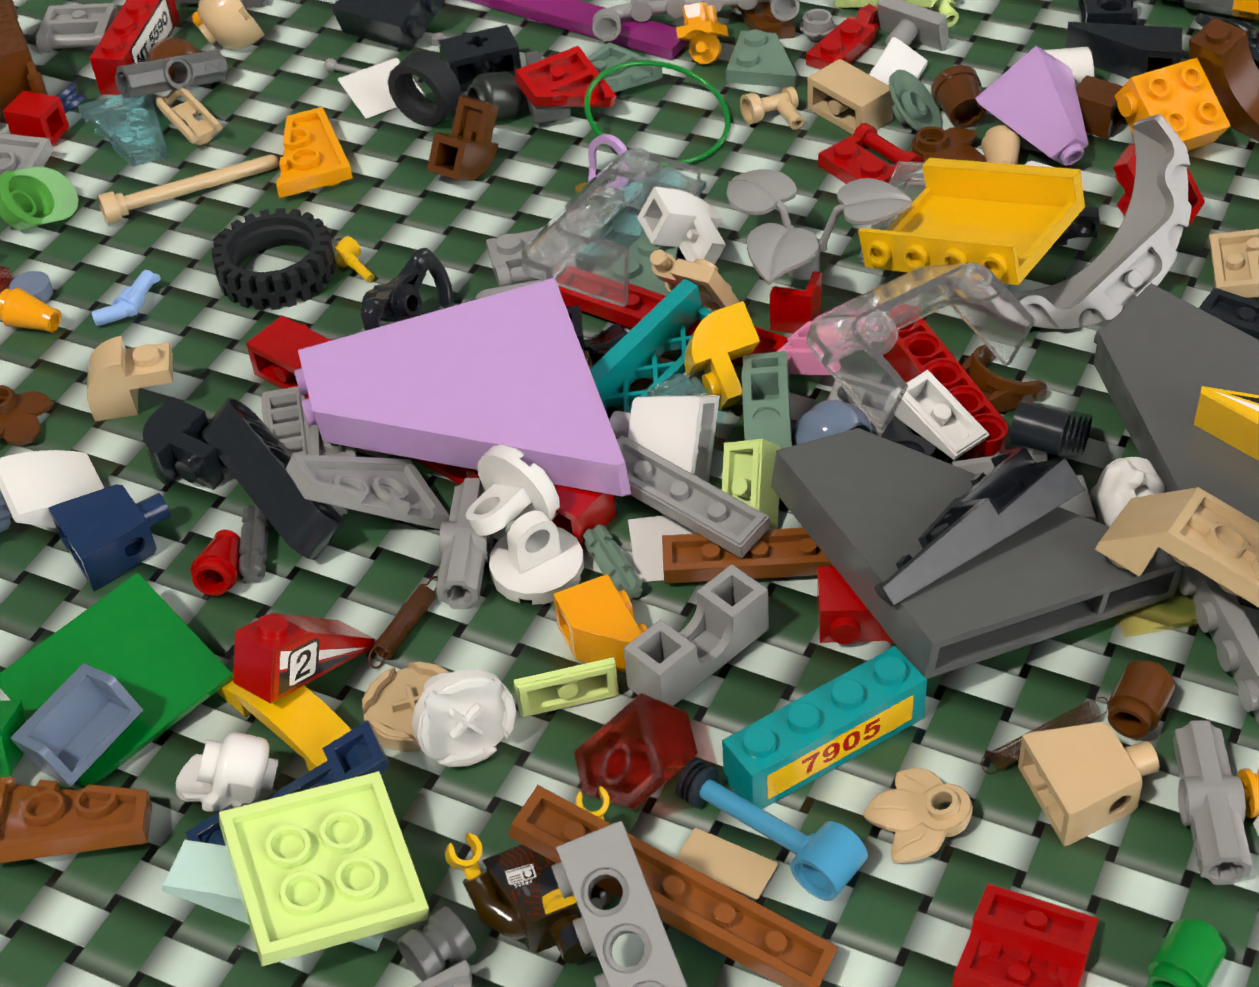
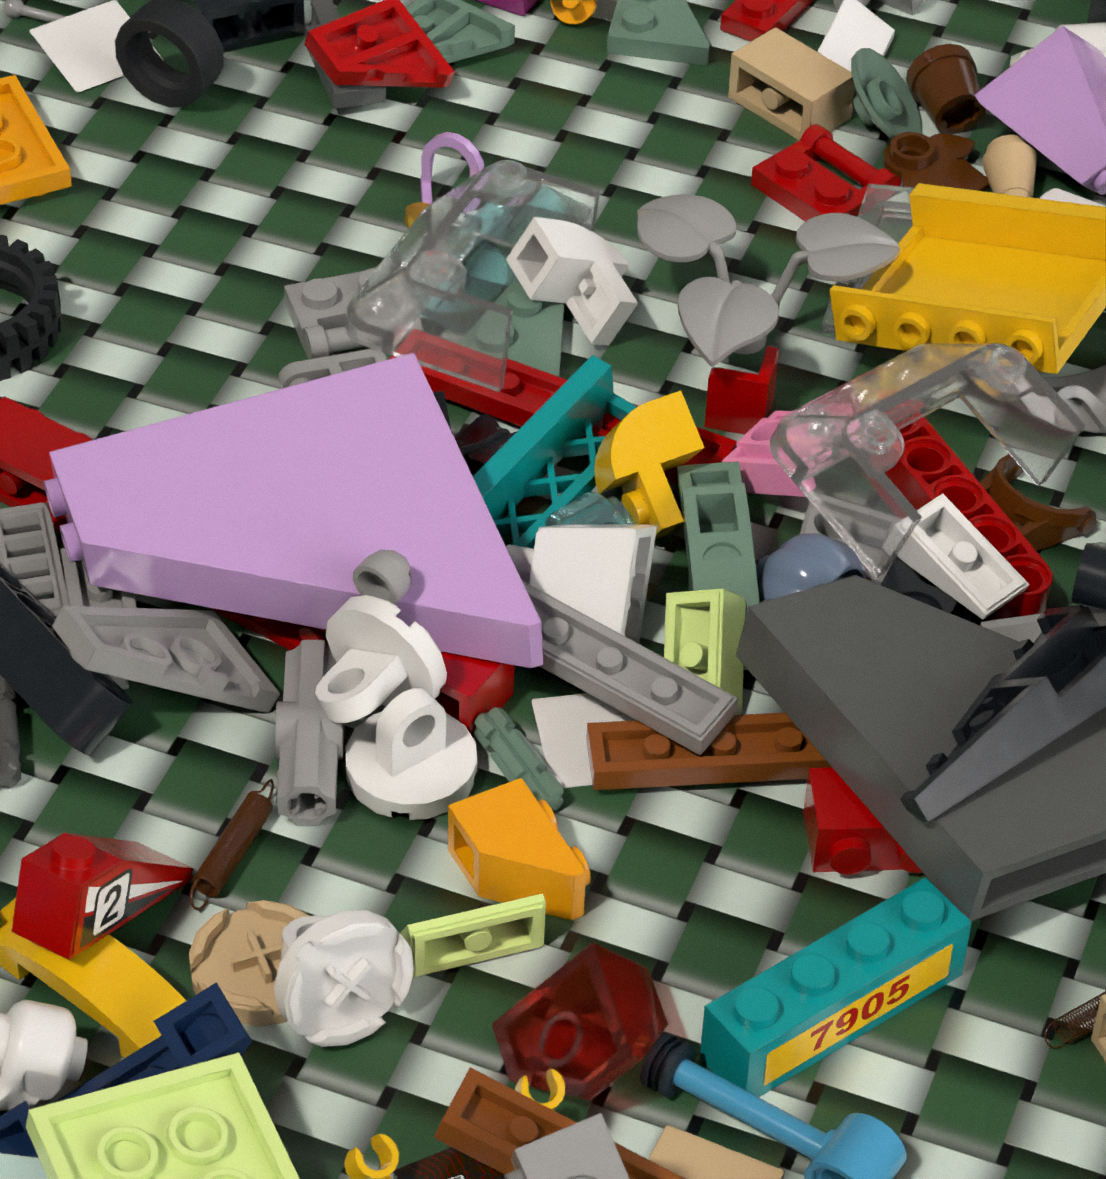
camera: 10 degrees left, 0 degrees up
(348, 255) = (79, 304): yellow hand -> none
(401, 297) = (172, 374): black piece -> none
(468, 148) = (244, 143): reddish brown brick -> none
(500, 90) = (273, 67): pearl dark grey head -> none
(514, 430) = (383, 576): none -> light grey hinge
(670, 66) = (494, 23): green piece -> none
(713, 289) = (630, 369): tan plate -> none
(726, 620) = (689, 842): light grey arch -> none
(786, 102) = (653, 95): tan piece -> none
(915, 816) = (962, 1105): tan plate -> none

